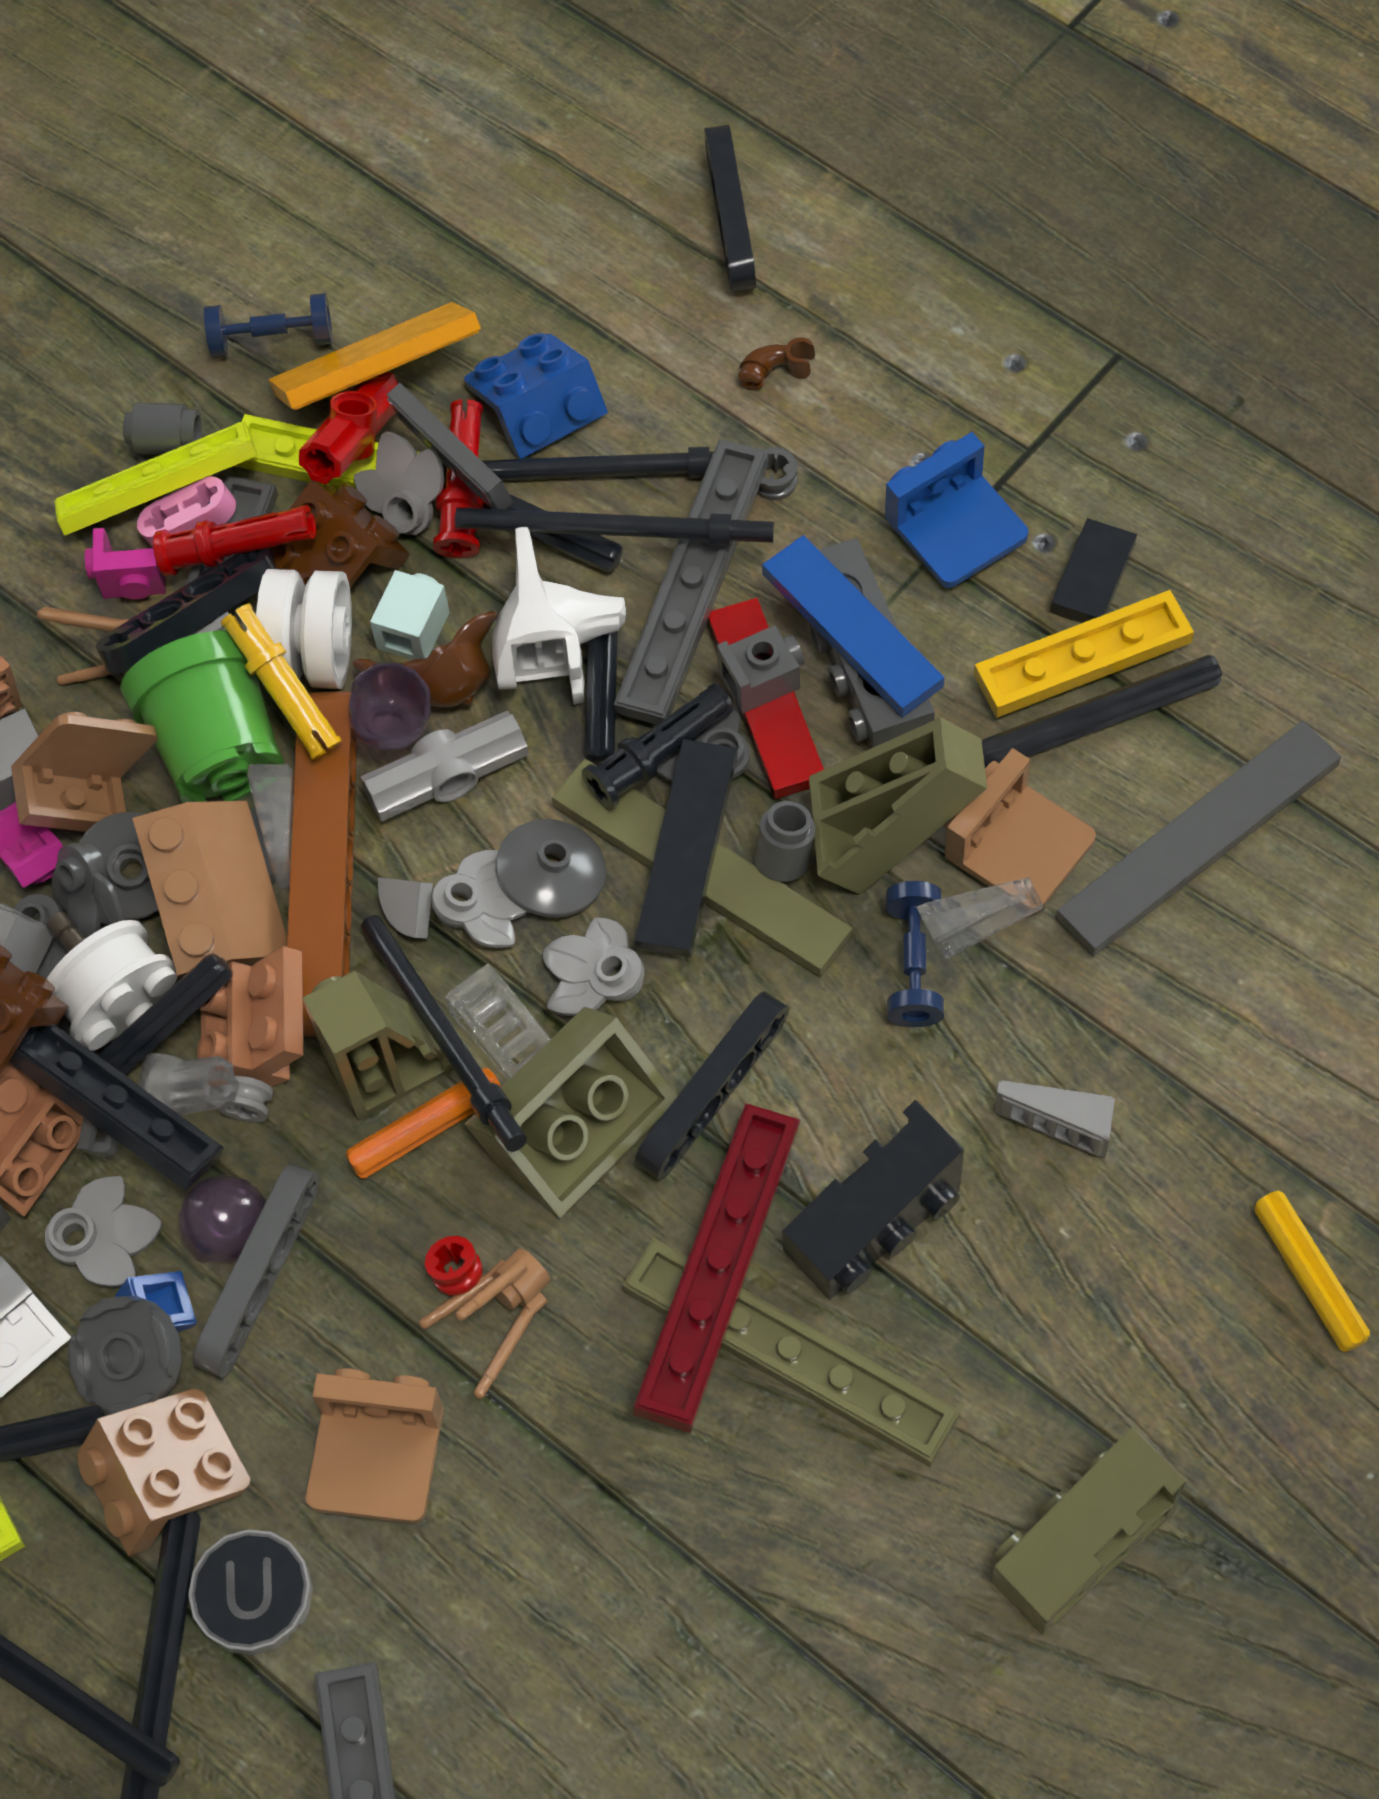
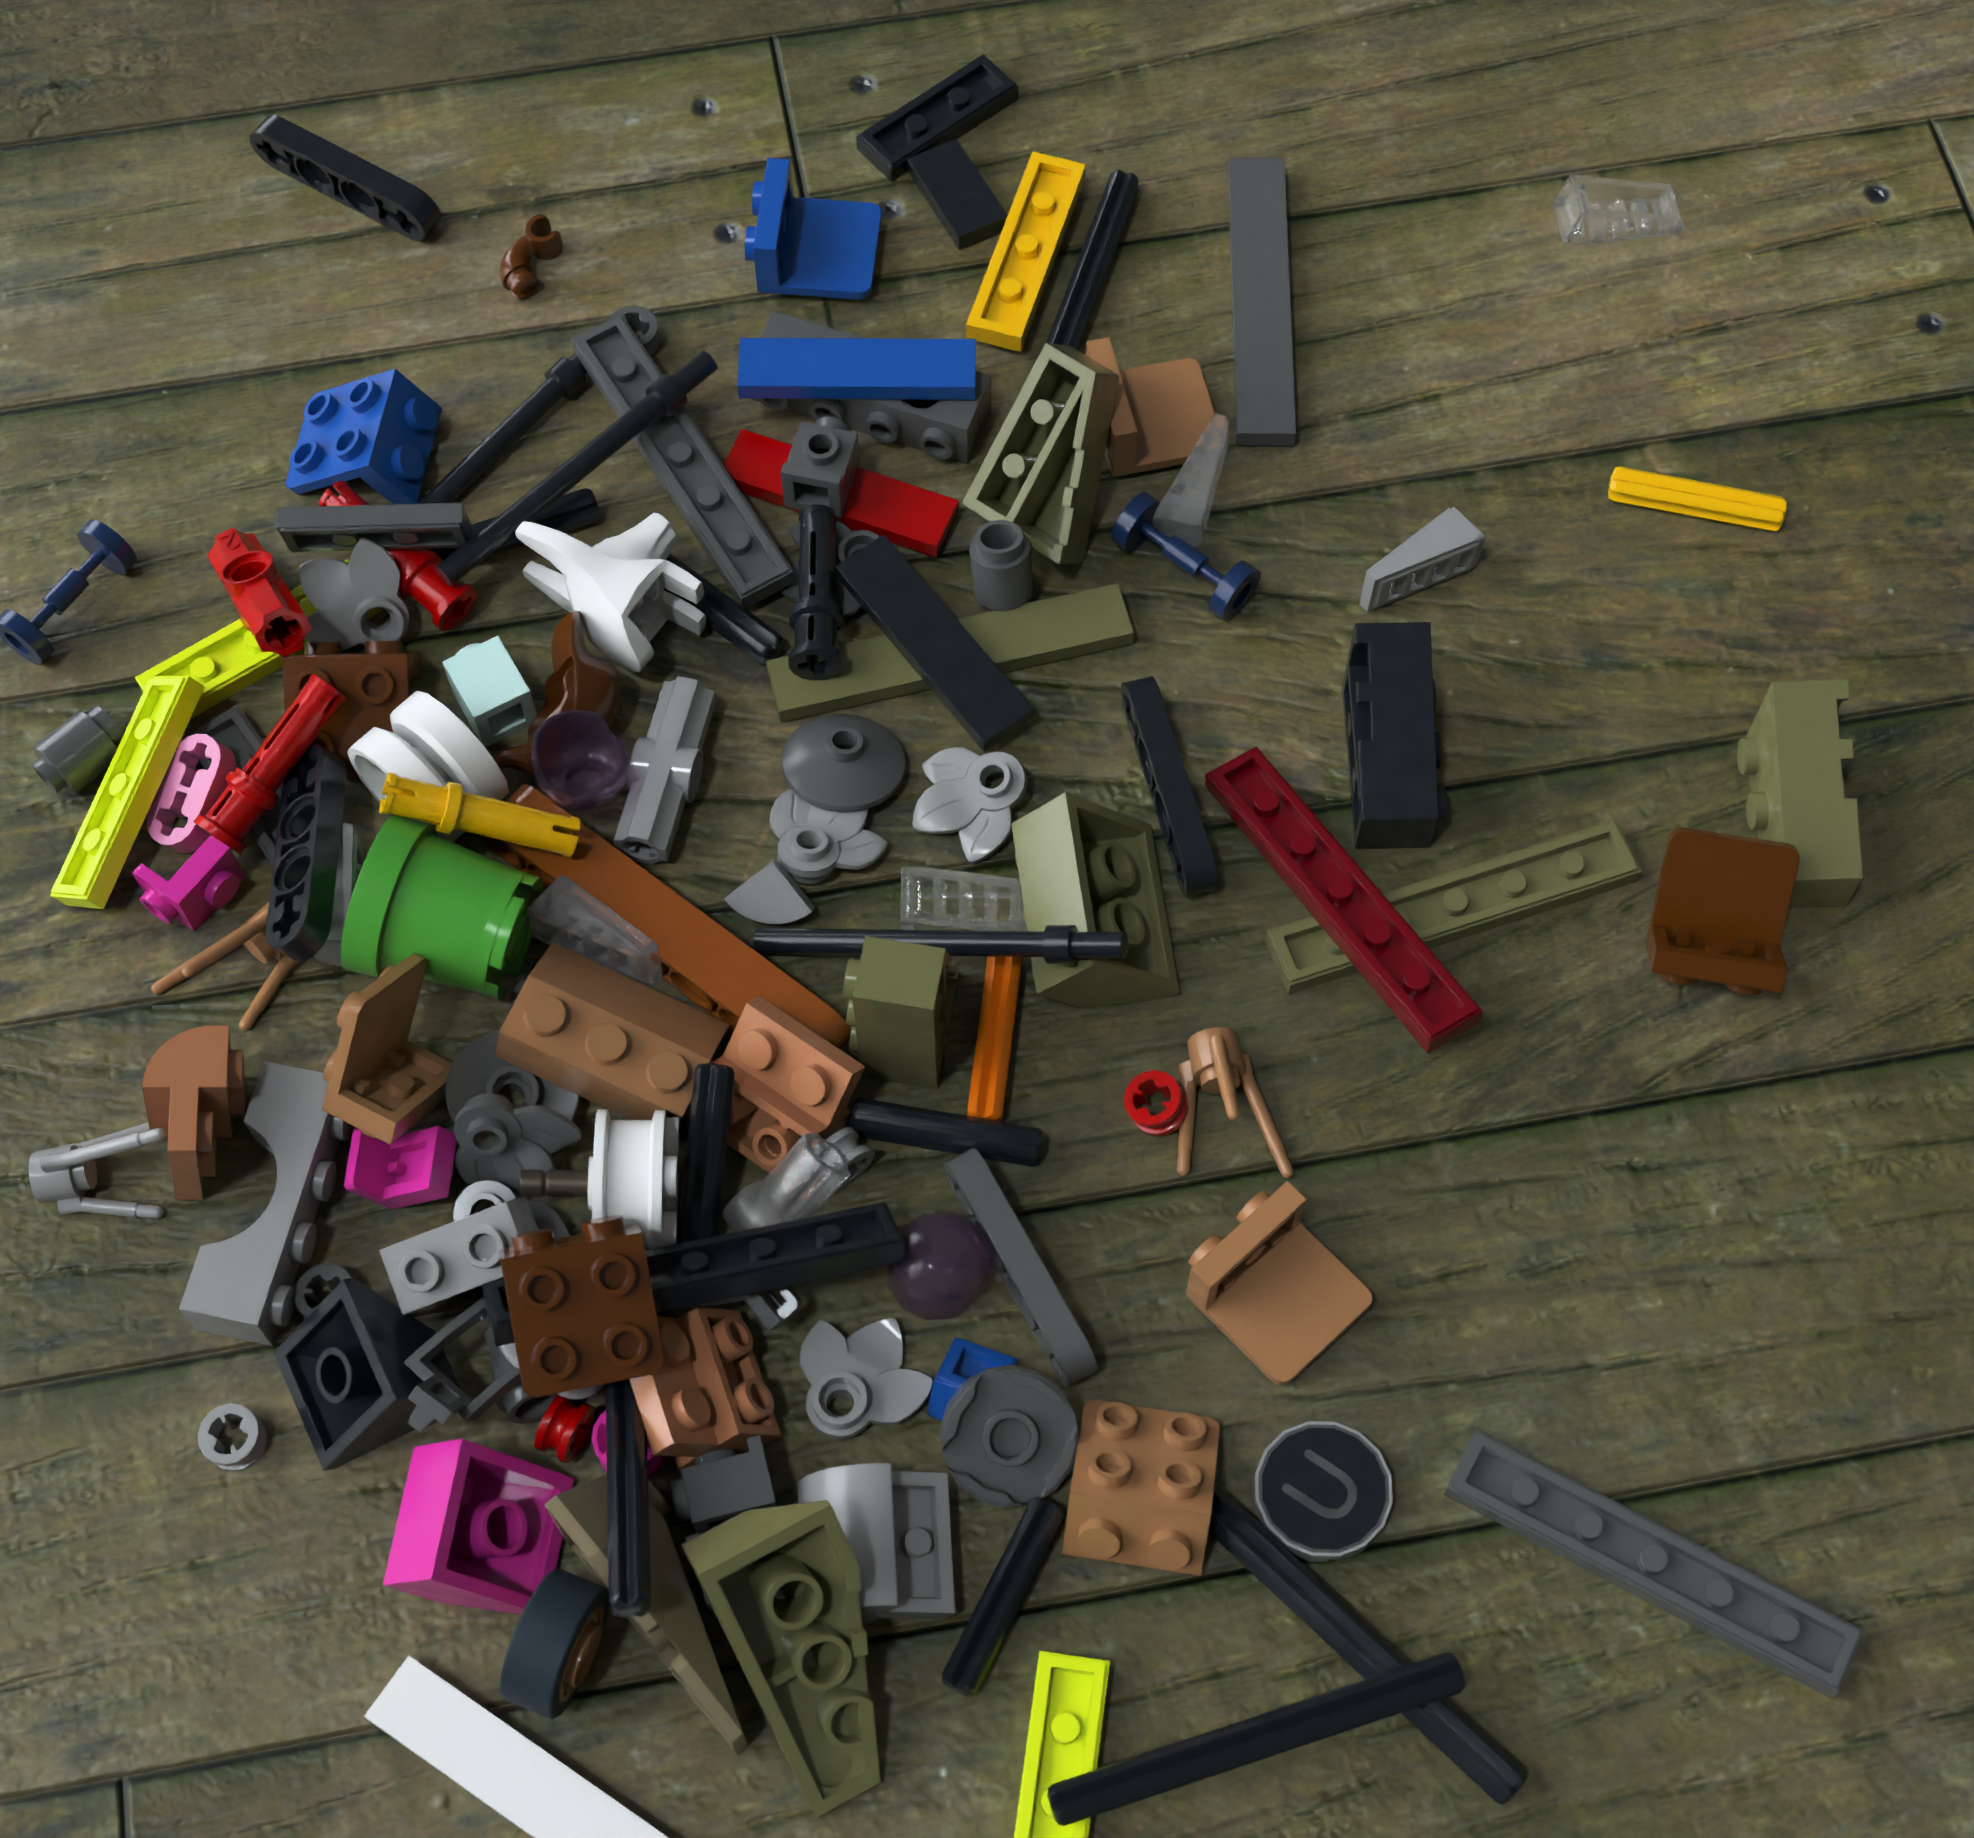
camera: 55 degrees left, 0 degrees up
(324, 1150) = (946, 1131): none -> black axle
(374, 355) = (198, 529): light orange tile -> none
(928, 1541) = (1722, 910): none -> reddish brown bracket
(1152, 508) = (937, 116): none -> black tile

